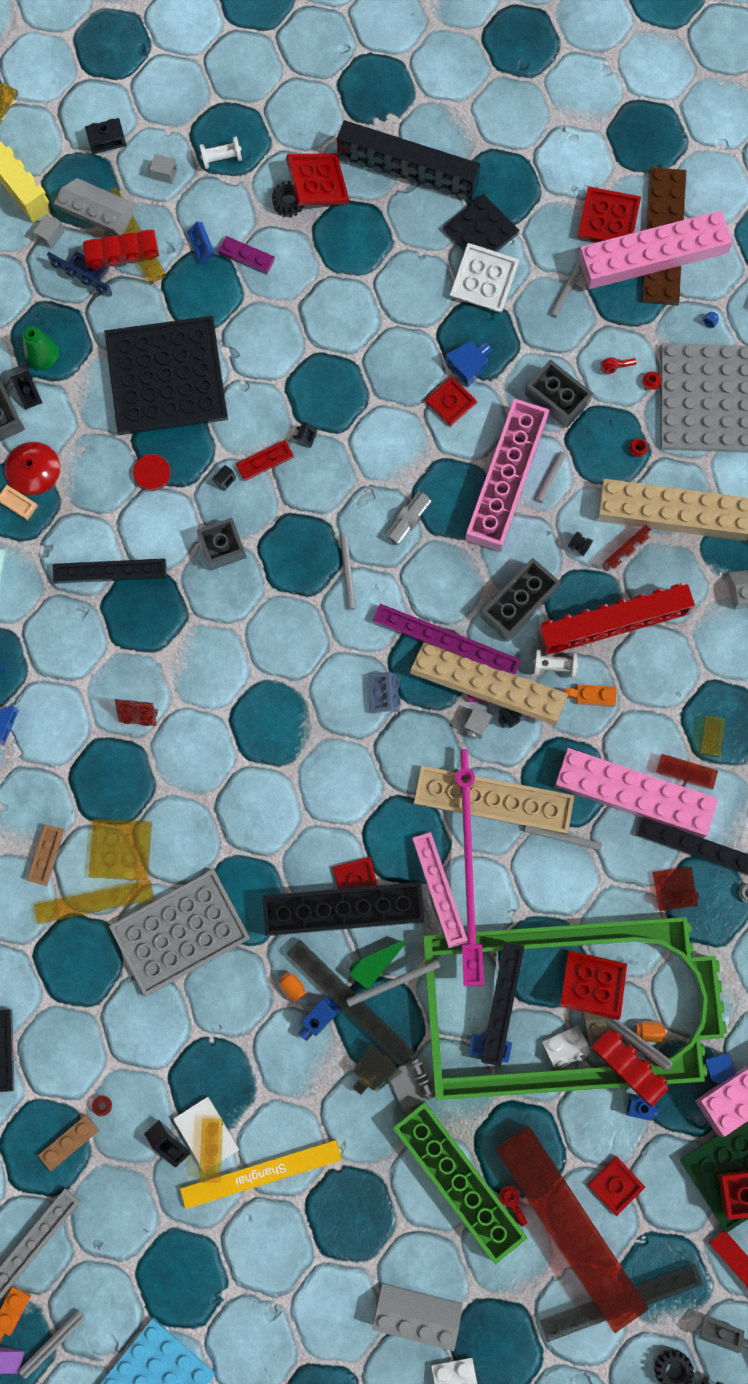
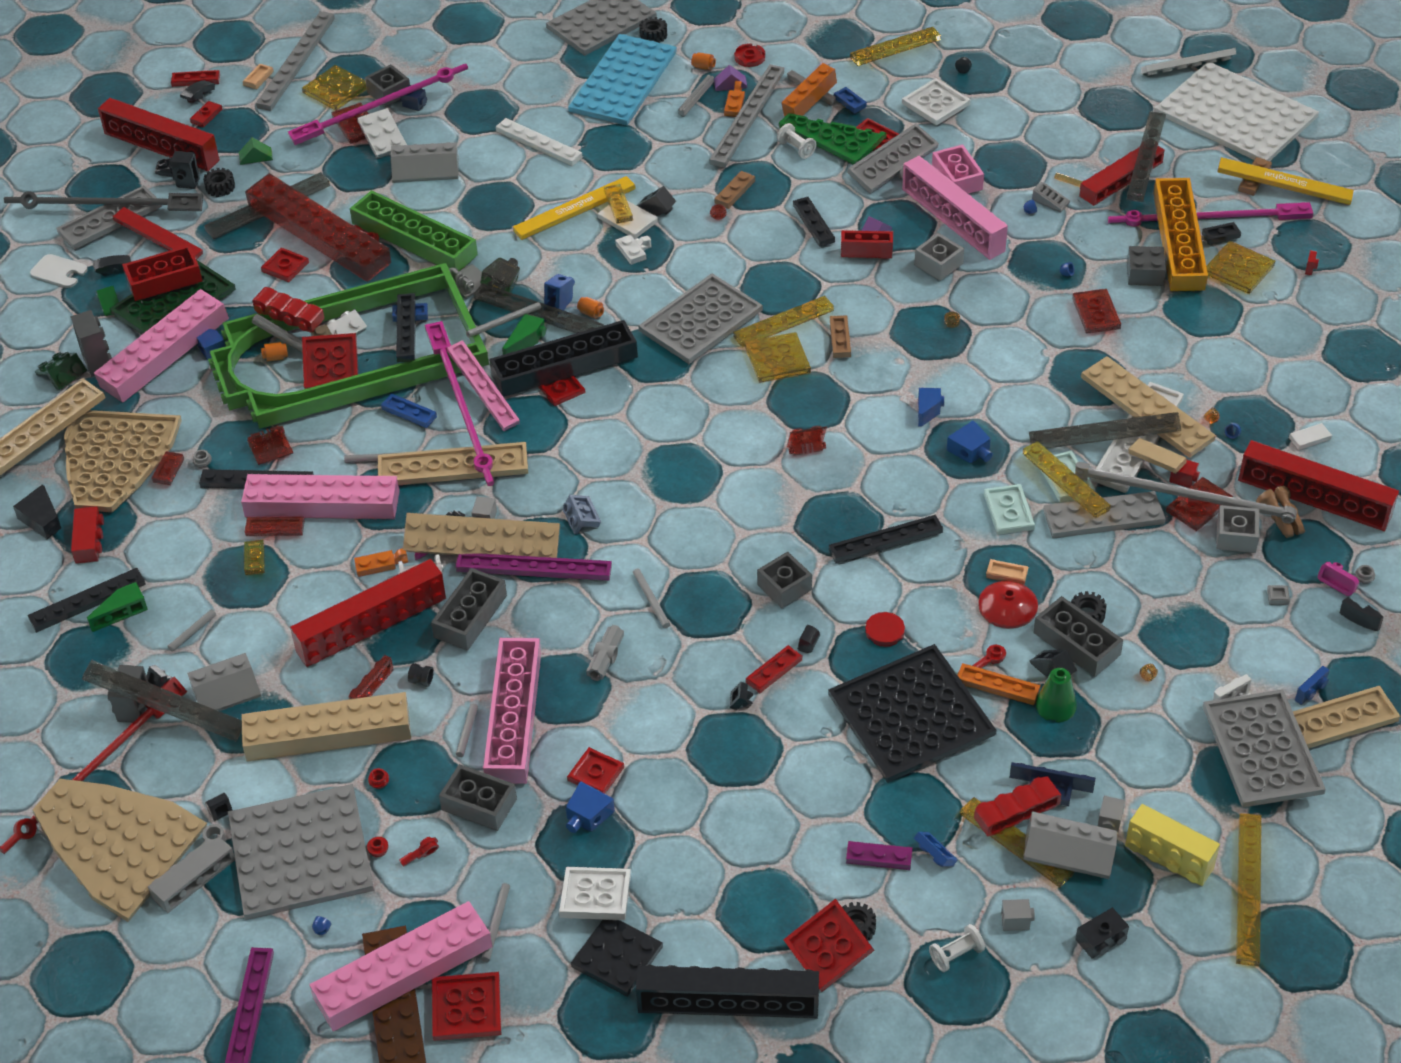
camera: 160 degrees right, 30 degrees down
(69, 415) = (994, 655): none -> red plate
(80, 382) = (999, 684): none -> orange plate
(216, 1077) = (633, 248): none -> white hinge
(269, 1319) = (539, 142): none -> white plate
(522, 892) = (409, 410): none -> blue plate

